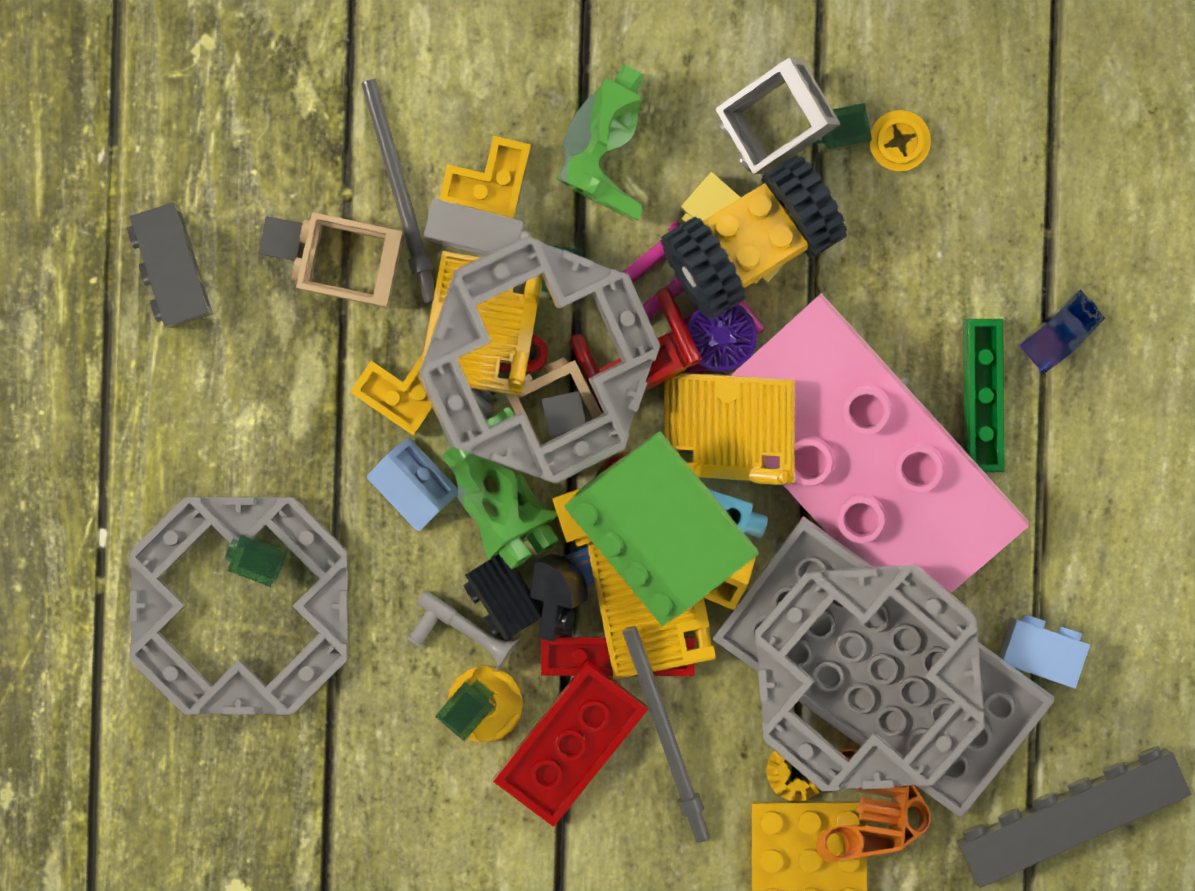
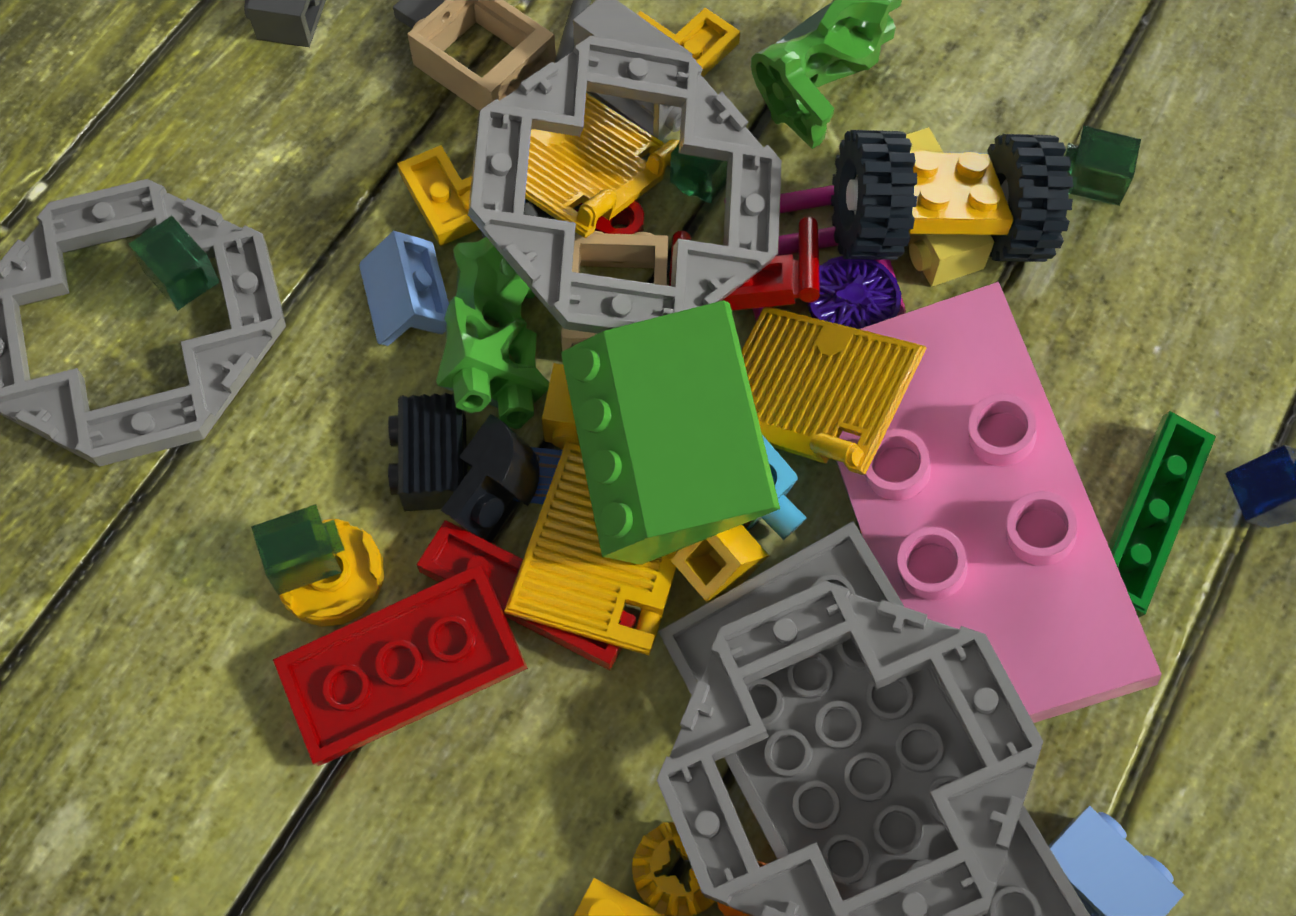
camera: 30 degrees right, 25 degrees down
(438, 609) = (388, 515): light grey piece -> none
(563, 413) = (625, 264): dark grey tile -> none
(689, 801) = (510, 832): dark grey bar -> none
(808, 96) = (1027, 78): light grey window -> none
(907, 124) = (1174, 199): yellow gear -> none

